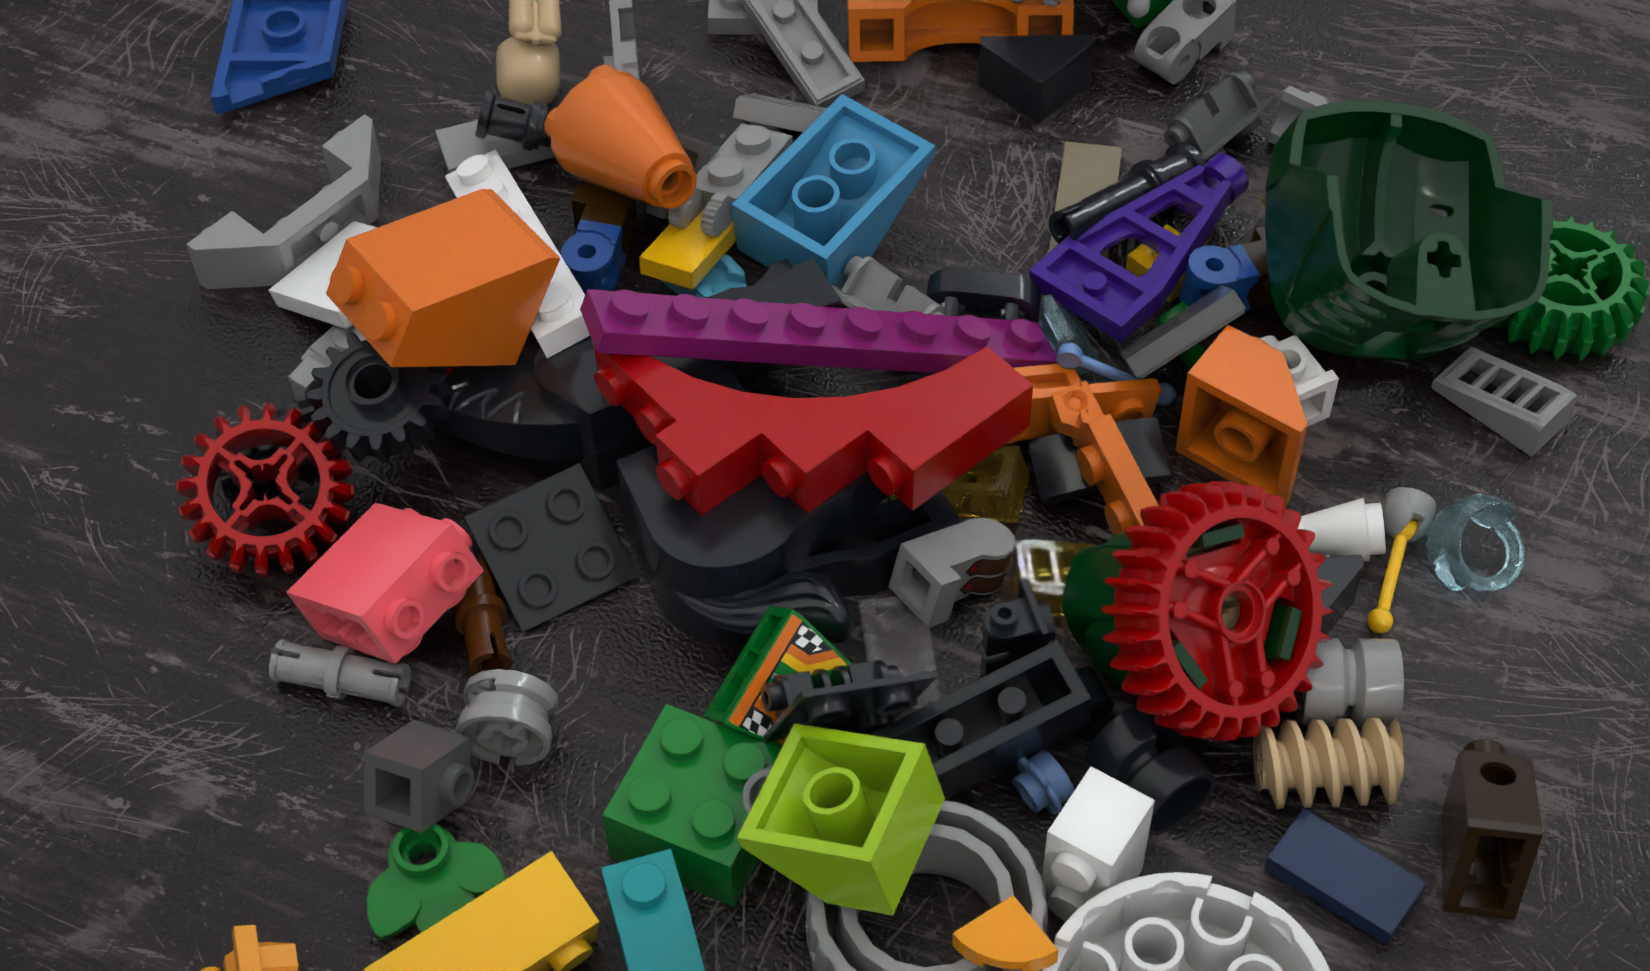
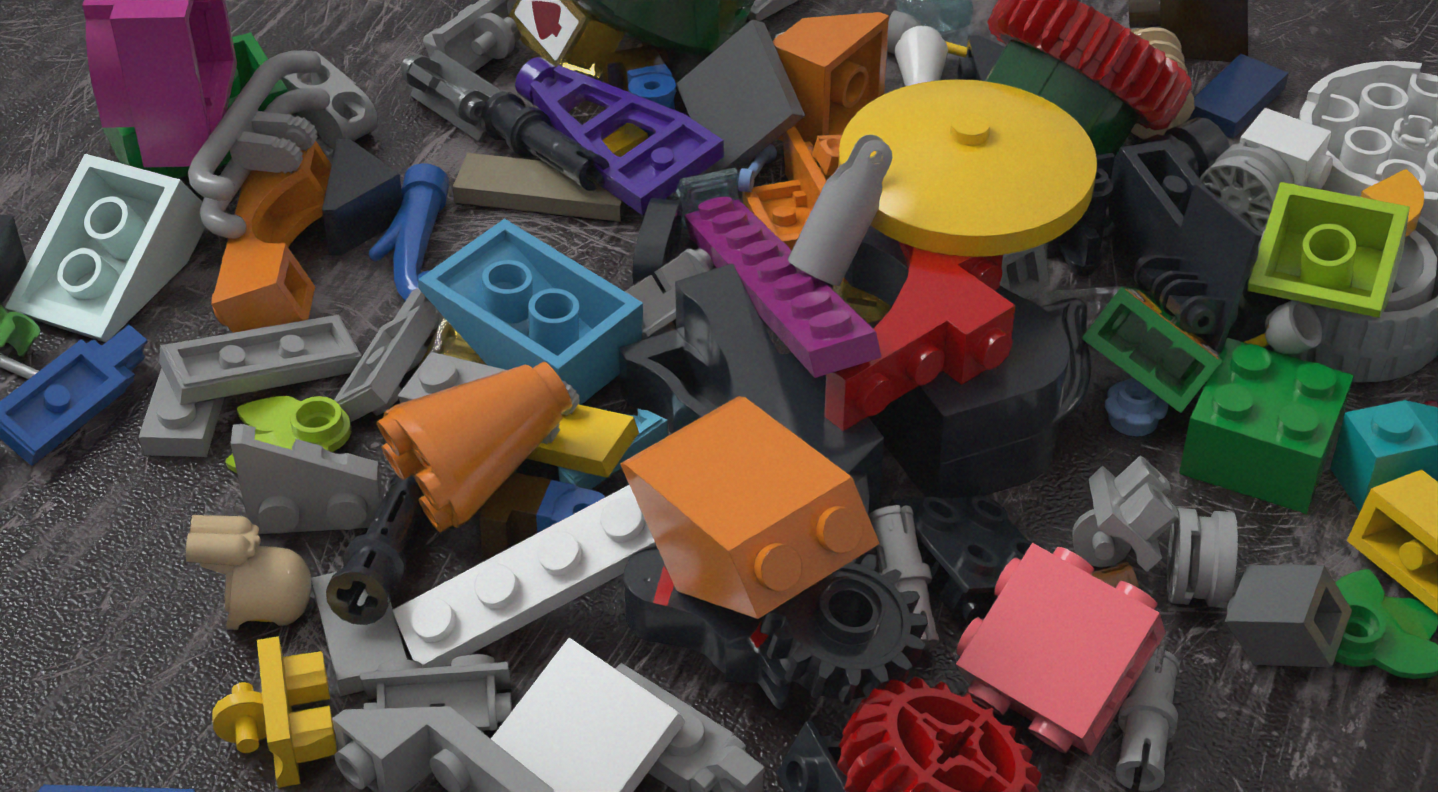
camera: 90 degrees left, 10 degrees down
(404, 99) = (290, 735): none -> yellow hips
(412, 178) = (465, 686): none -> light grey hinge
(496, 479) = (900, 551): none -> light grey pin
(561, 654) = (1125, 514): none -> light grey hips
(712, 75) = (285, 419): none -> lime plate
(805, 324) = (843, 212): none -> light grey piece
(911, 439) = (976, 167): none -> yellow dish
(998, 122) = (424, 196): none -> blue plant
(1040, 791) = (1243, 170): none -> light grey wheel

